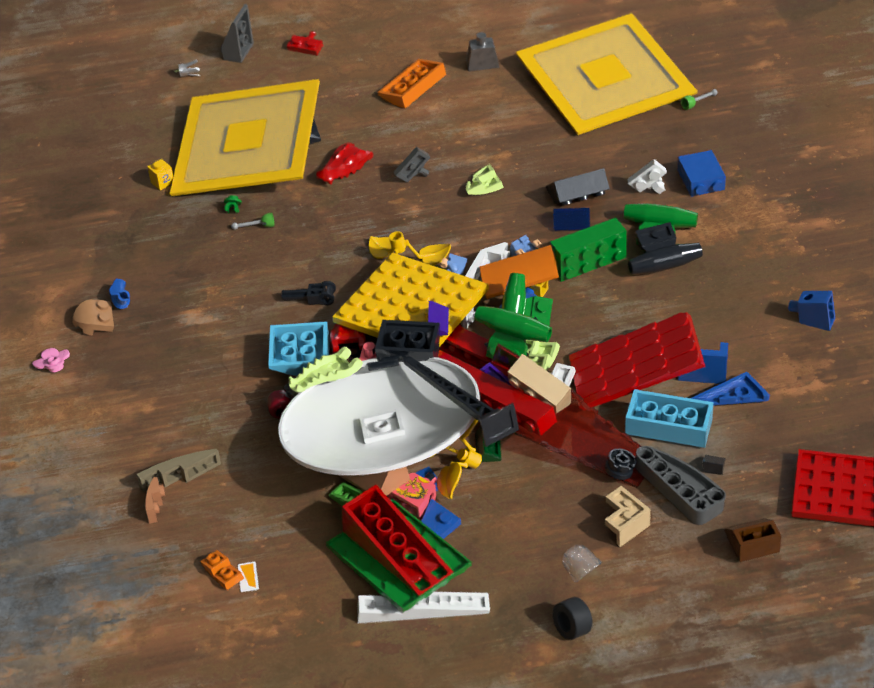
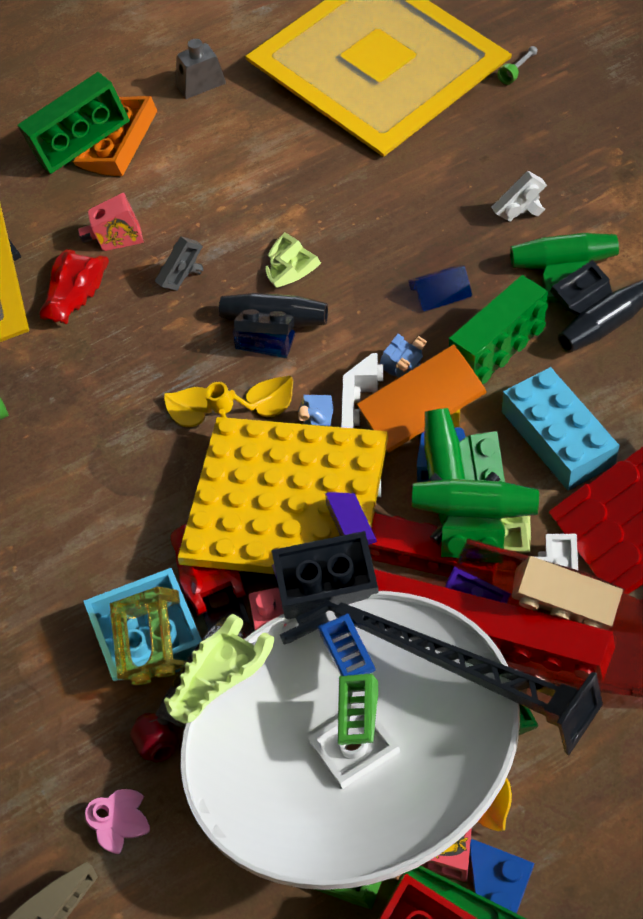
camera: 20 degrees left, 10 degrees up
(245, 438) = (122, 820): none -> bright pink plate
(299, 332) = (161, 661): none -> clear yellow panel
(314, 294) = (123, 515): black connector -> none
(383, 133) = (112, 224): none -> coral torso
(385, 67) = (74, 122): none -> green brick
(390, 392) = (347, 686): none -> bright green slope
(398, 371) = (336, 629): none -> blue slope
(445, 221) = (264, 343): none -> clear blue panel
(457, 206) = (272, 312): none -> black plate
(578, 187) = (428, 236): slope -> none
(598, 309) = (559, 428): none -> medium azure brick
(701, 173) = (583, 172): blue brick -> none

